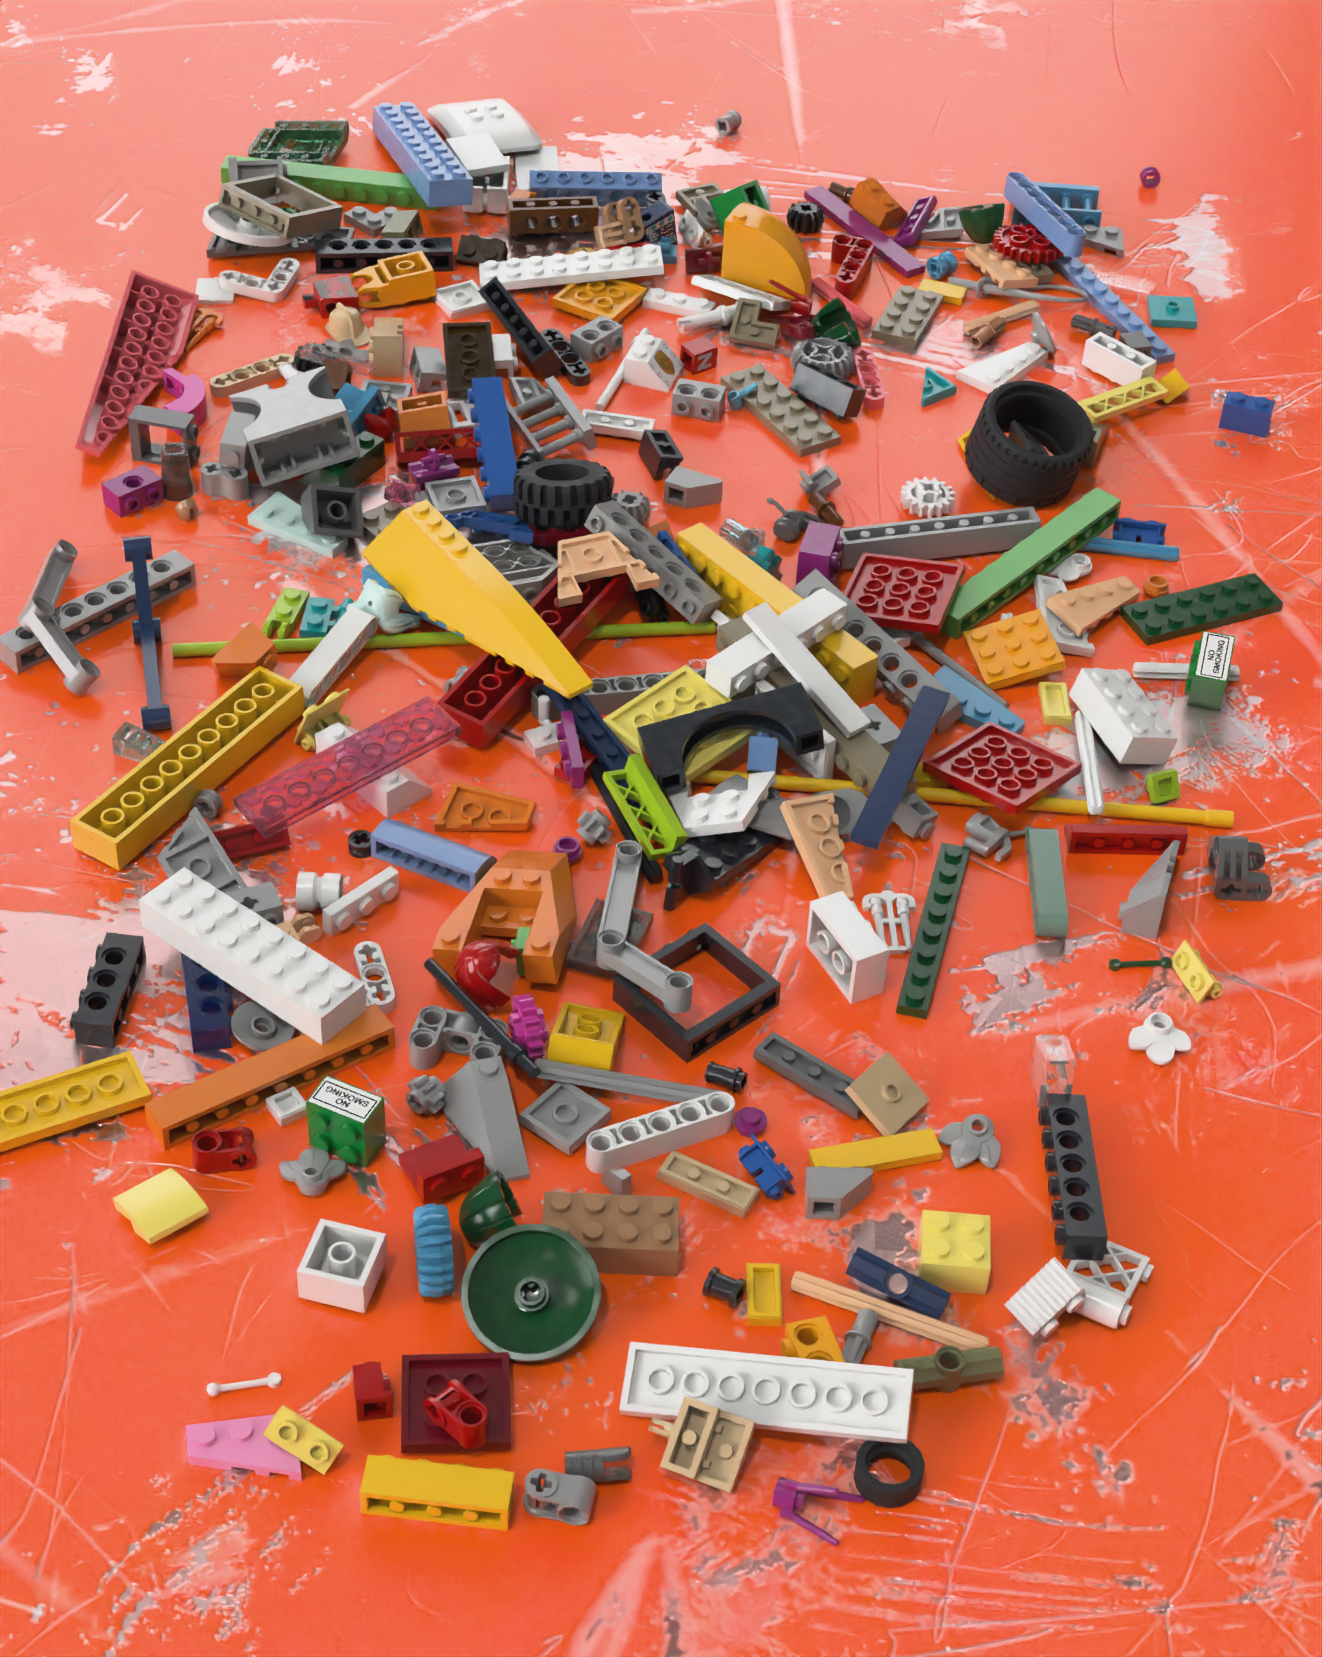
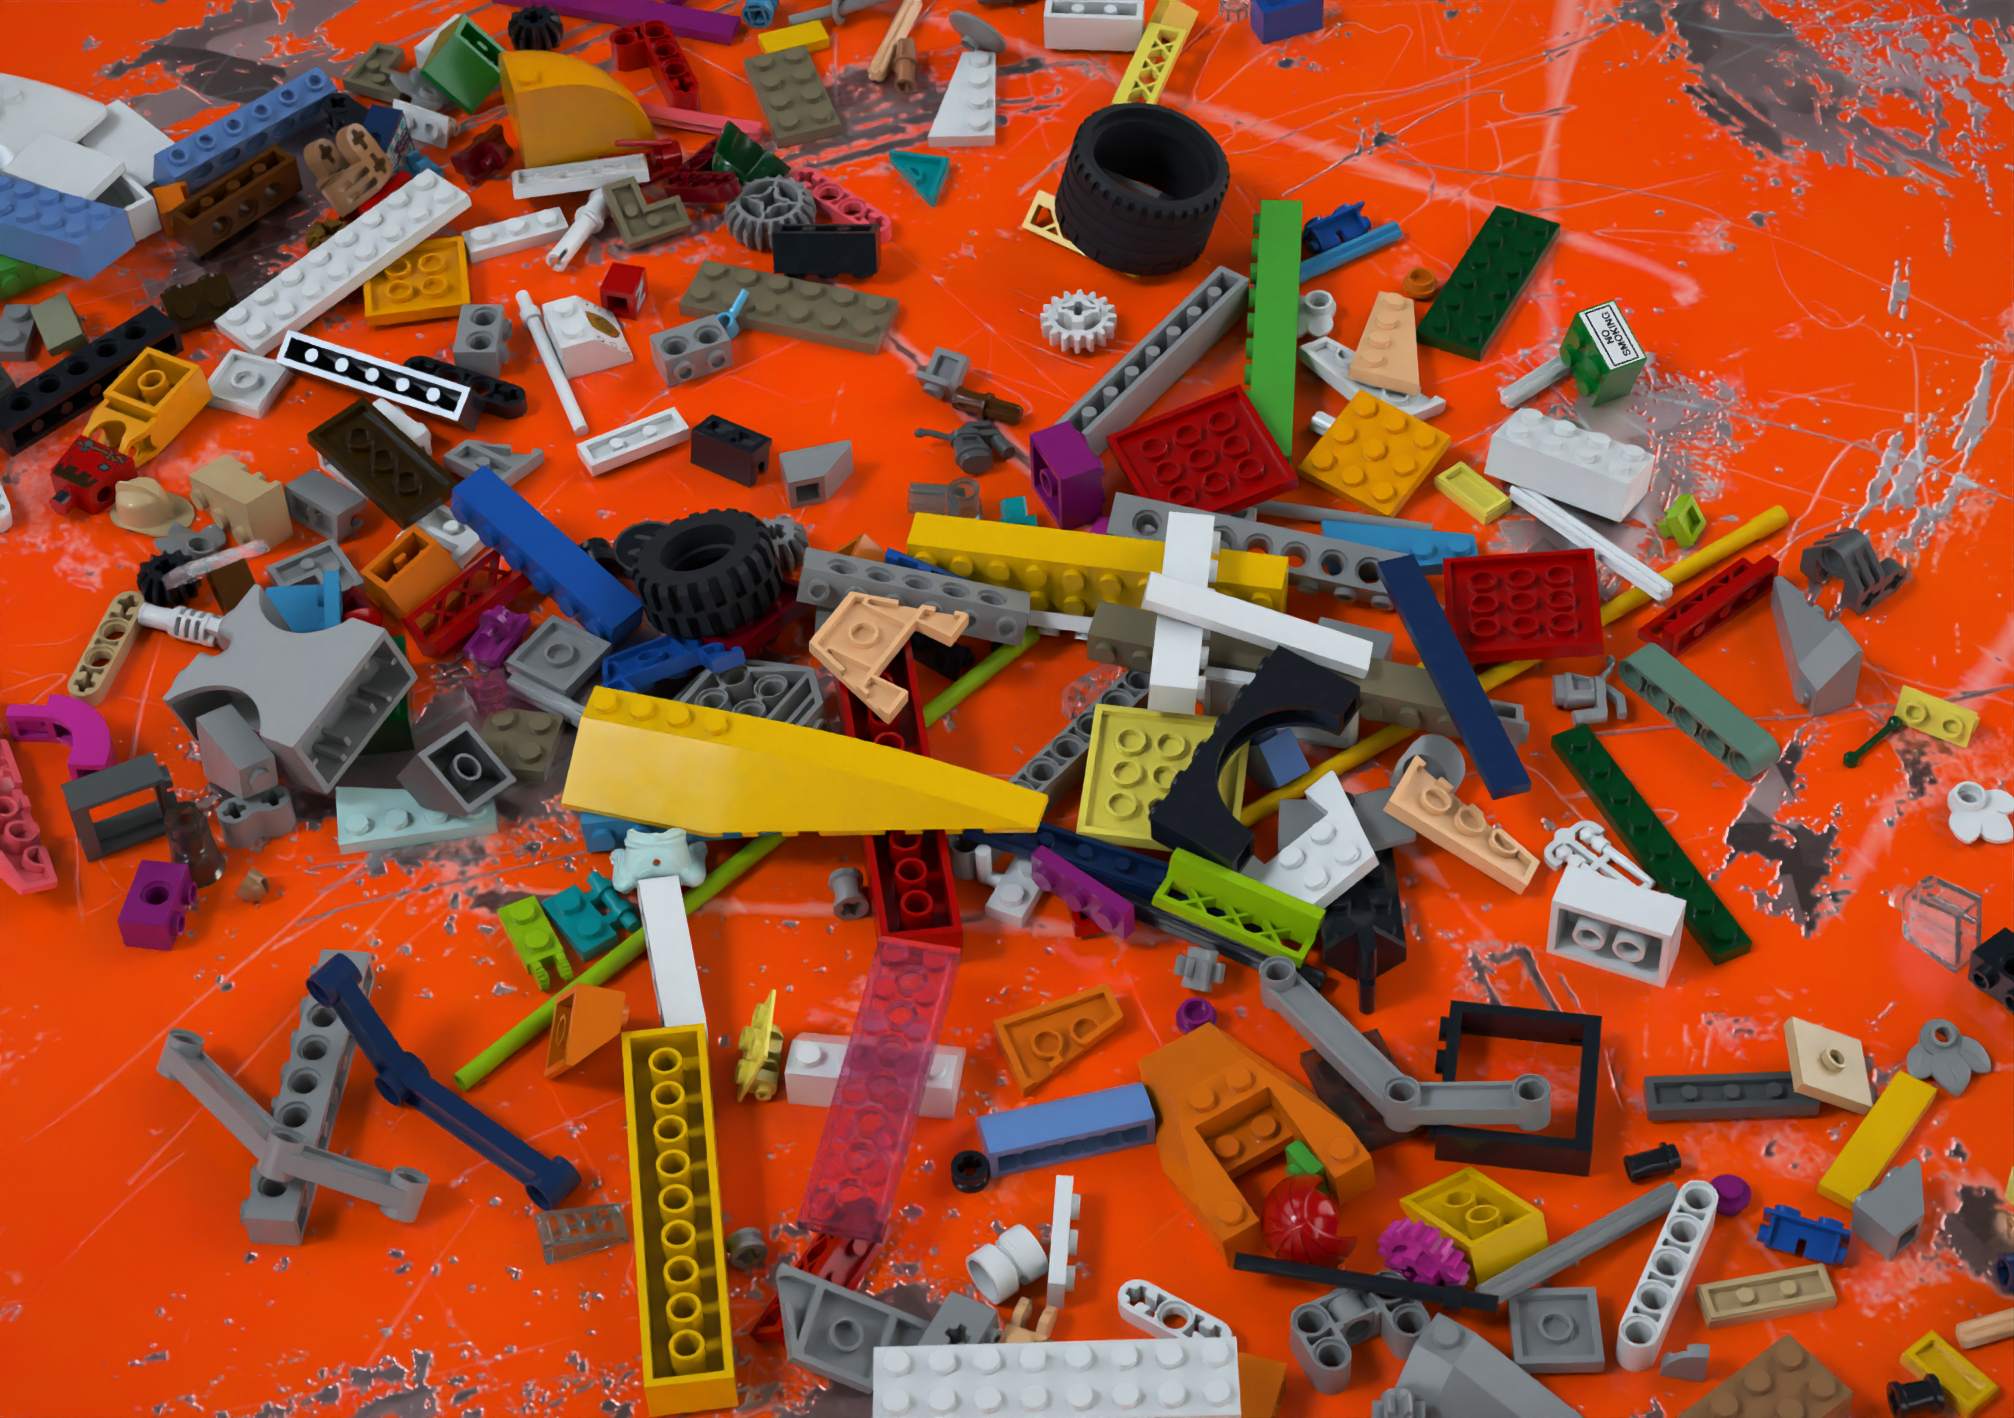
camera: 35 degrees left, 5 degrees up
(563, 407) = (589, 464): light grey fence -> none

